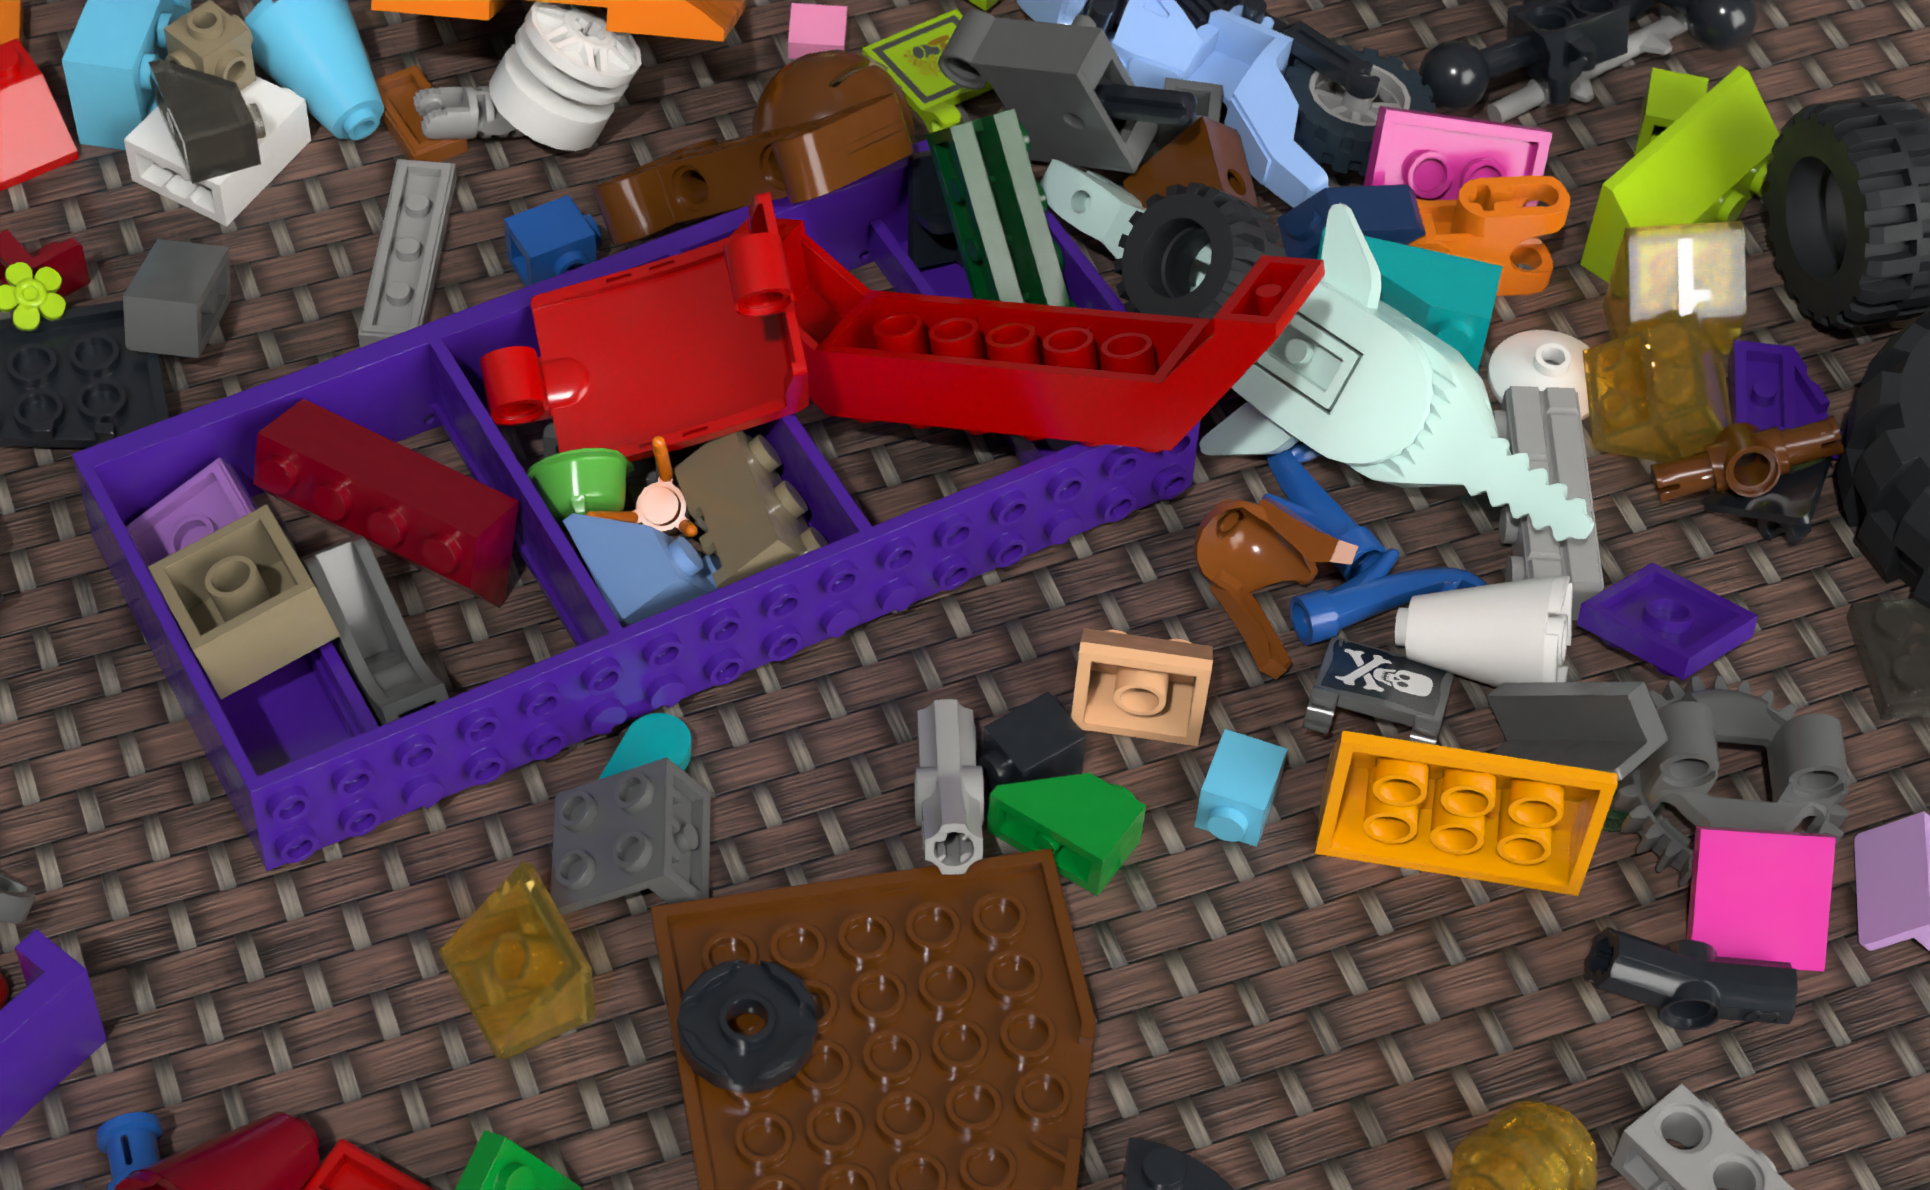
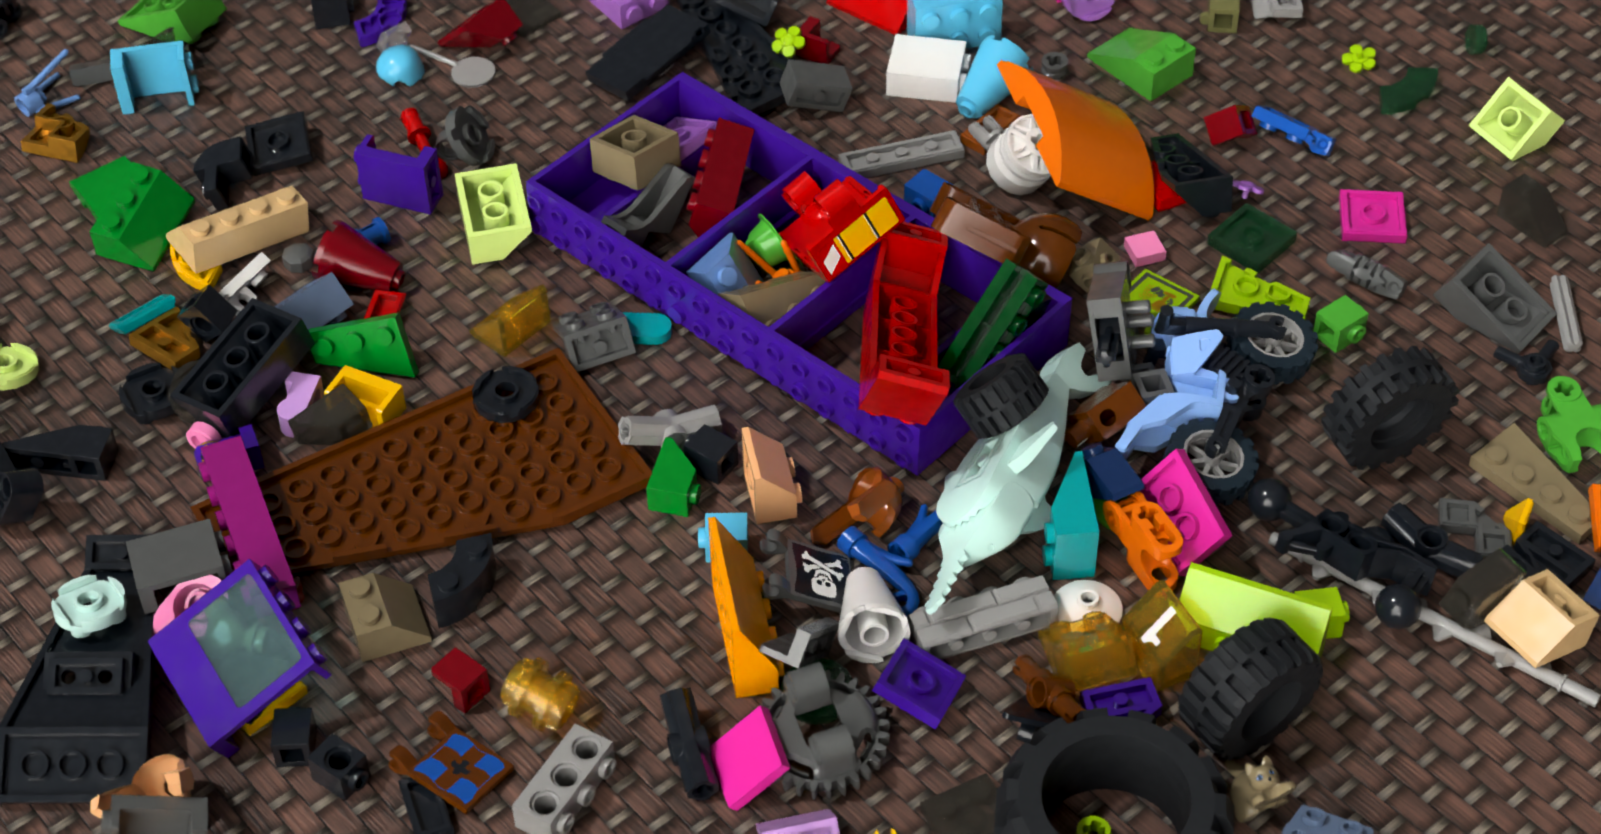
camera: 75 degrees right, 5 degrees down
(207, 120) = (908, 48): clear smoke slope -> none
(212, 43) = (951, 33): dark tan brick -> none
(220, 907) = (492, 211): none -> yellowish green slope

